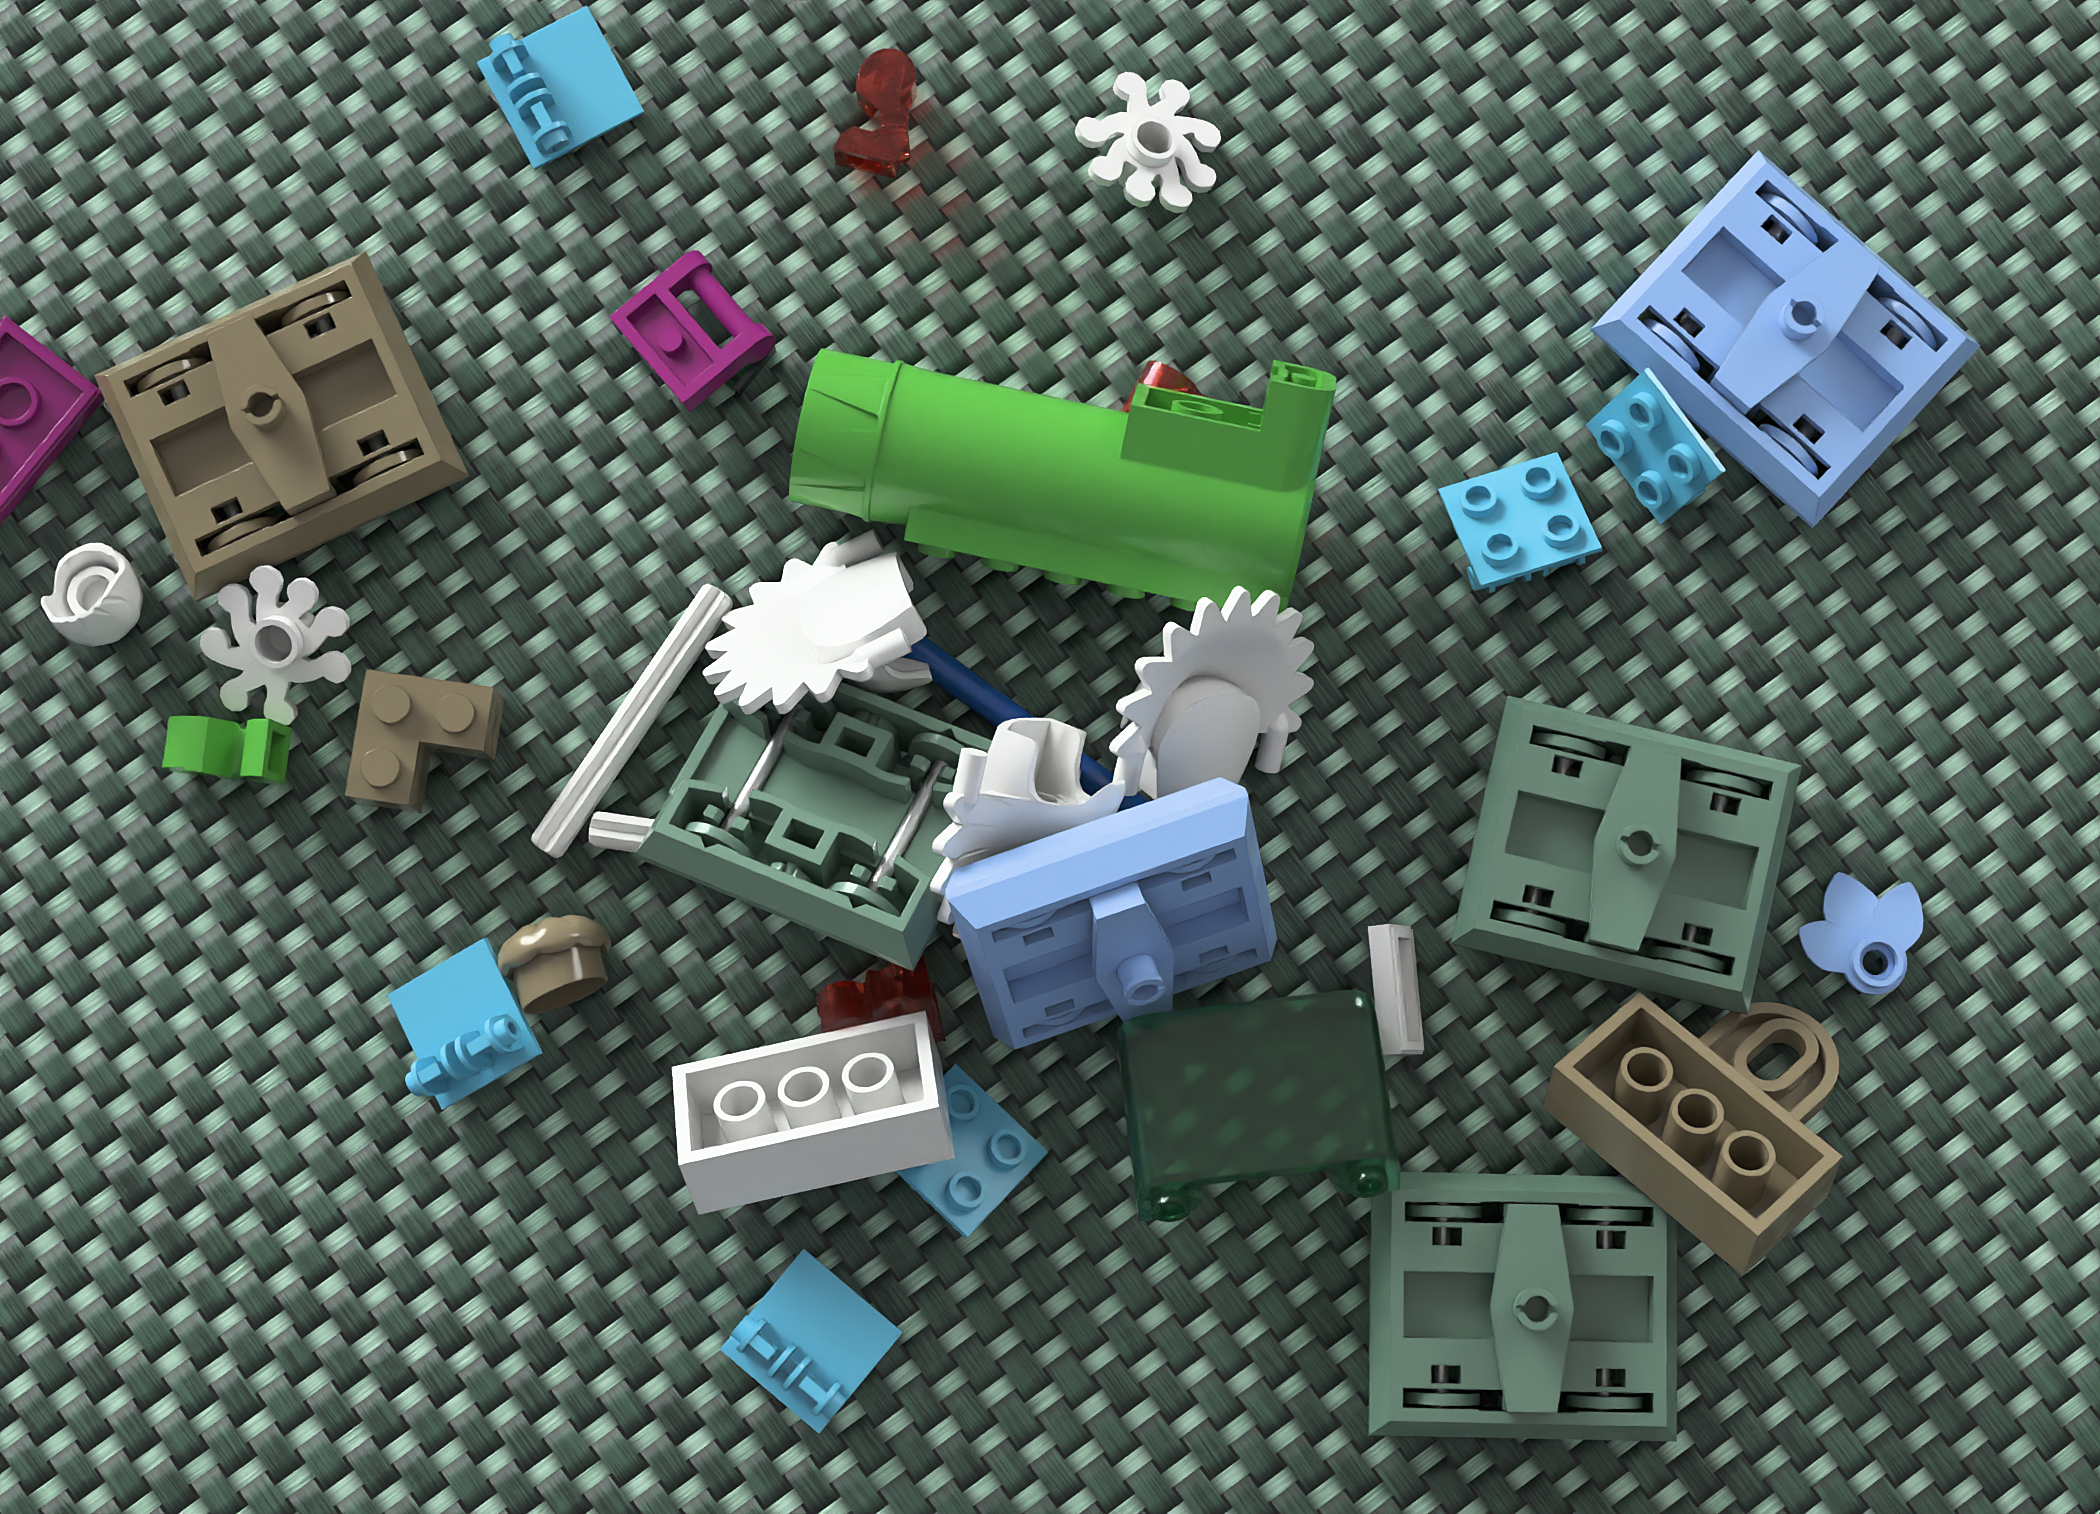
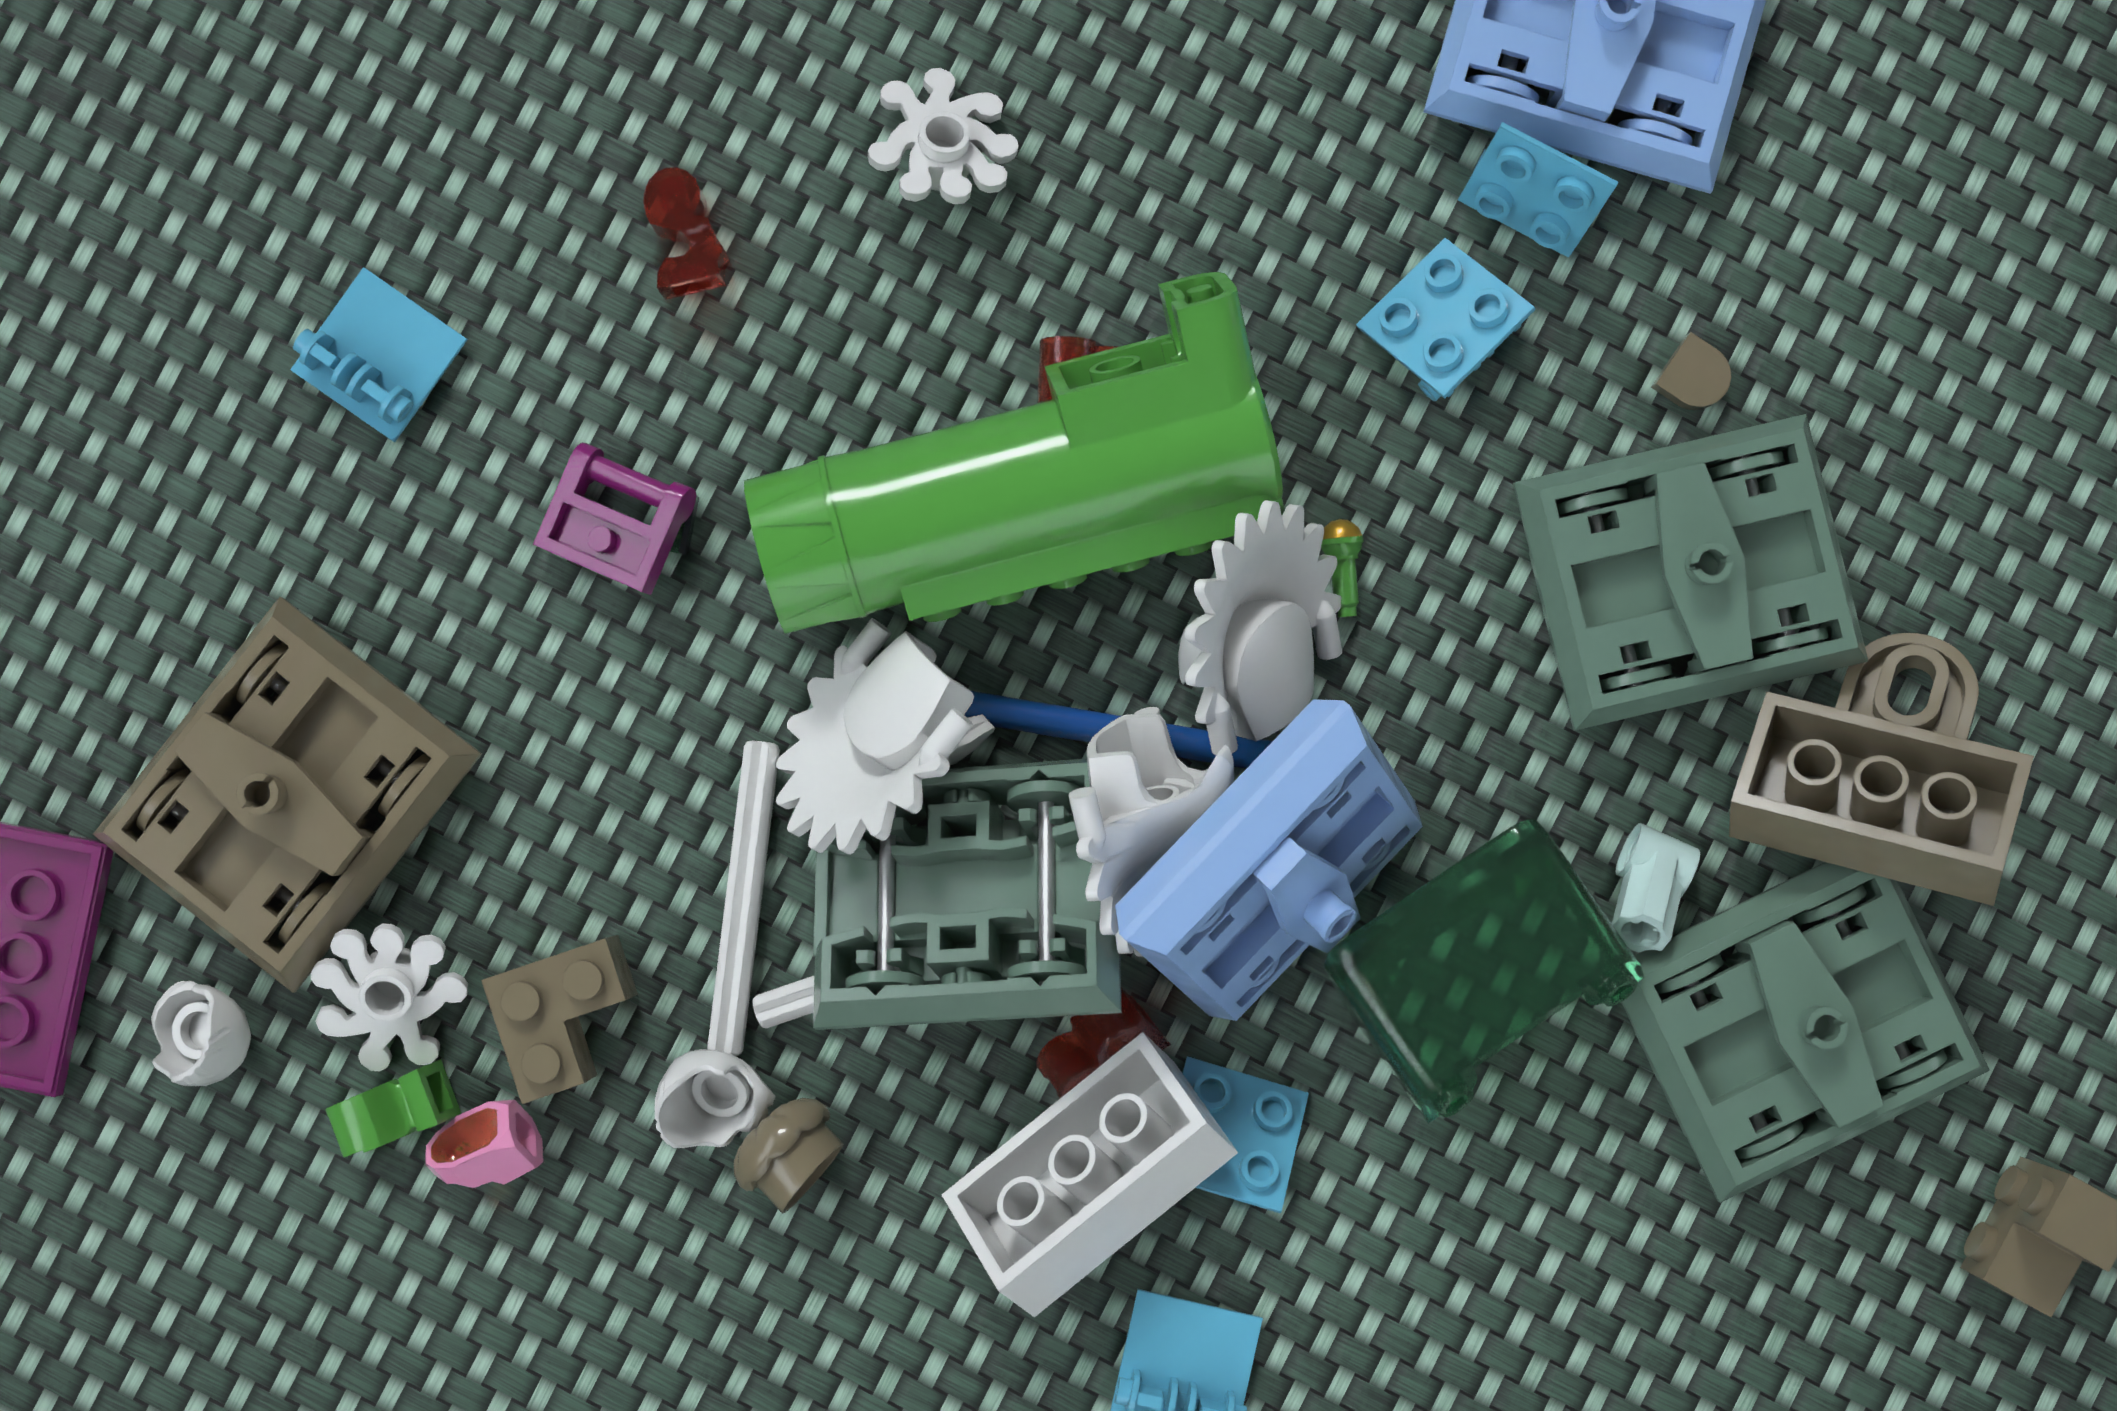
camera: 30 degrees left, 5 degrees up
(292, 821) = (486, 1145): none -> bright pink rock
(462, 1026) = (734, 1250): medium azure hinge -> none
(509, 879) = (709, 1099): none -> white hair
(1329, 675) = (1345, 542): none -> bright green piece
(1396, 989) = (1546, 795): white tile -> none
(1454, 1114) = (1654, 877): none -> light aqua piece
(1720, 684) = (1694, 375): none -> dark tan tile
(1860, 924) = (1922, 527): light blue plate -> none

